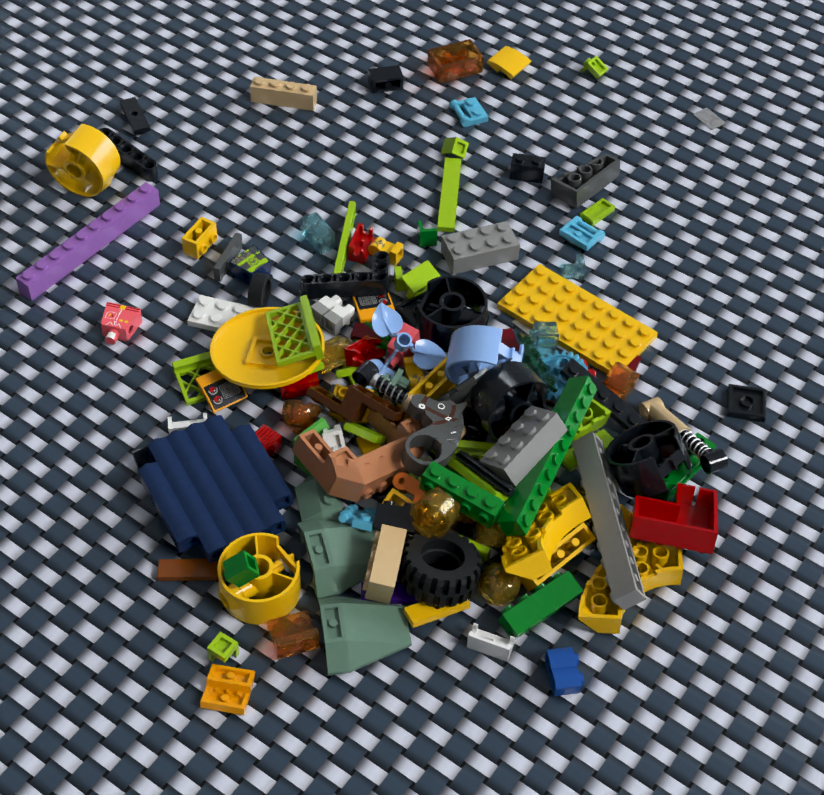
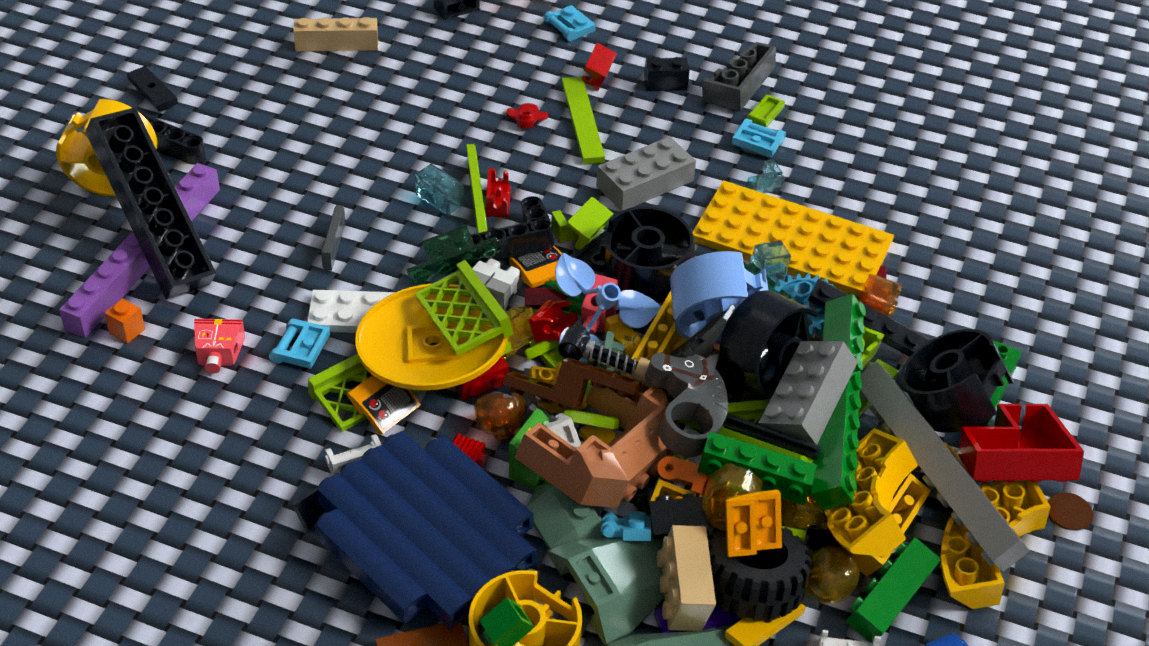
camera: 15 degrees left, 5 degrees down
(60, 293) = (124, 320): none -> orange brick
(97, 209) = (150, 202): none -> black brick
(181, 337) = (306, 347): none -> medium azure plate
(199, 238) = (290, 220): yellow brick -> none
(249, 263) = (368, 244): torso -> none
(259, 290) = (391, 269): black tyre -> none
(307, 282) = (450, 249): none -> clear green bracket
(394, 250) = (522, 190): yellow leg -> none
(407, 183) = (526, 115): none -> red plate
(426, 237) = (574, 172): green panel -> none
(440, 534) = (753, 523): none -> light orange slope
(455, 147) = (570, 63): lime panel -> none
(475, 152) = (598, 65): none -> red hinge
(706, 576) = (1070, 511): none -> reddish brown piece
(710, 459) = (1031, 367): piece -> none
(746, 403) = (1028, 297): black tile -> none

